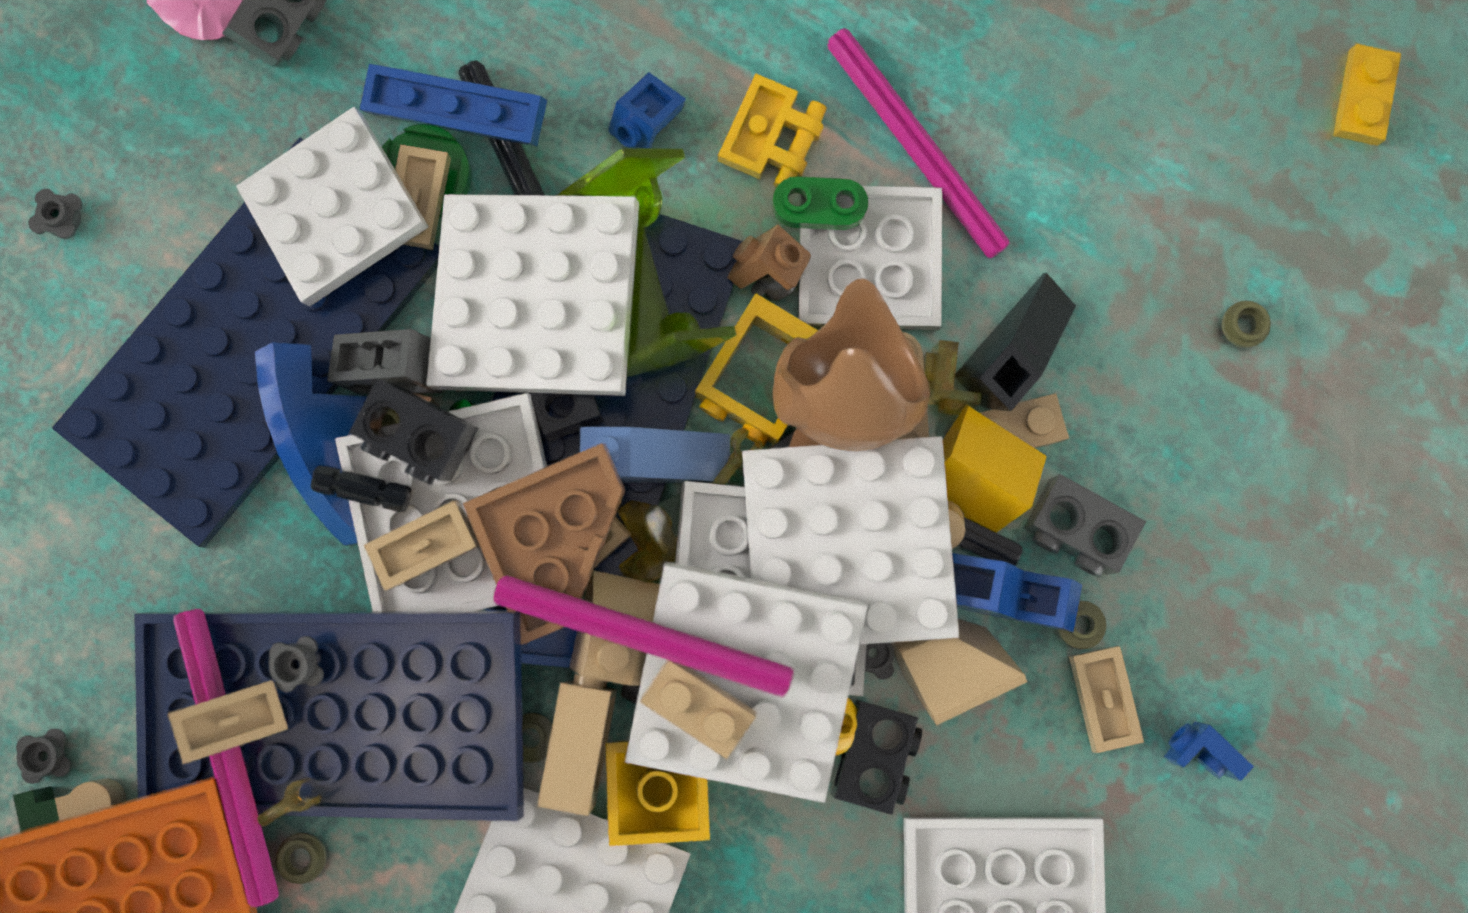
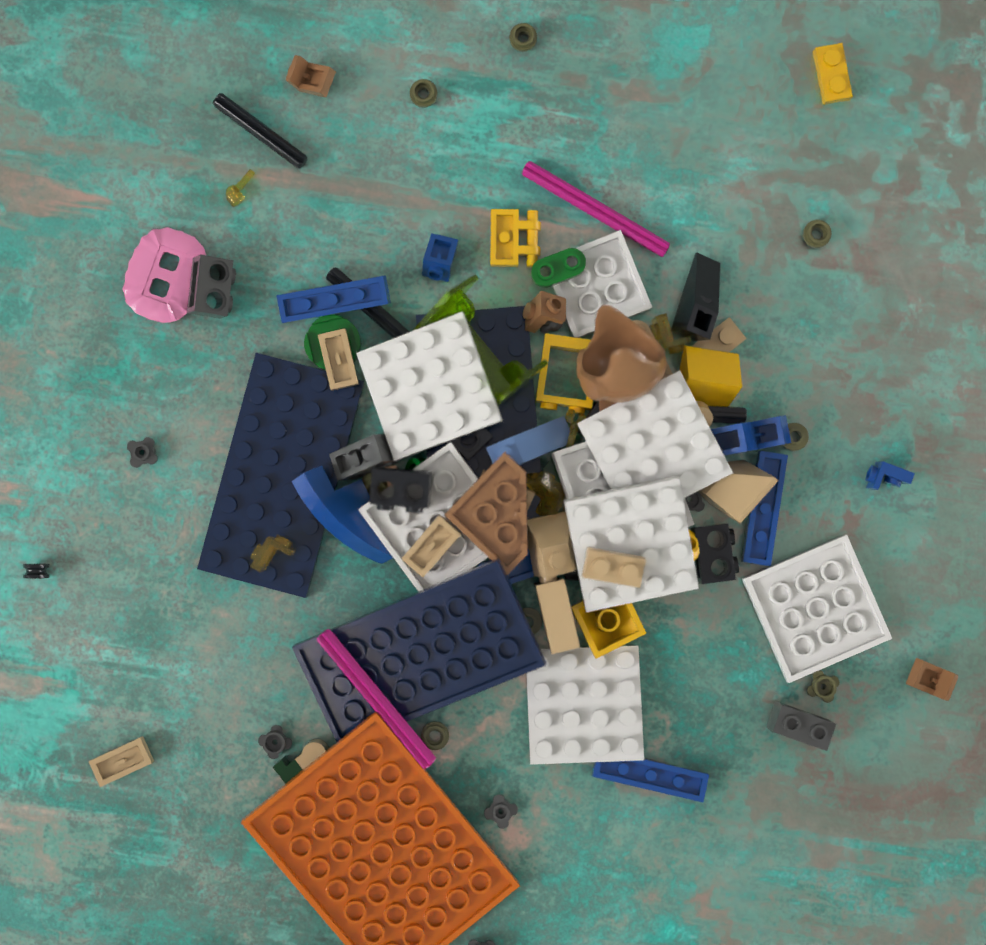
camera: 20 degrees left, 5 degrees up
(163, 445) = (264, 553): none -> clear yellow bracket
(227, 721) = (372, 679): tan plate -> none
(282, 666) = (389, 642): dark grey plate -> none
(289, 803) = (420, 709): clear yellow hand -> none
(331, 206) = (296, 384): white plate -> none
(361, 488) = (385, 530): black axle -> none
(644, 636) = (570, 543): dark pink axle -> none
(983, 729) = (764, 517): none -> blue plate
(1087, 514) = (773, 376): dark grey brick -> none
(1106, 699) = (823, 470): tan plate -> none

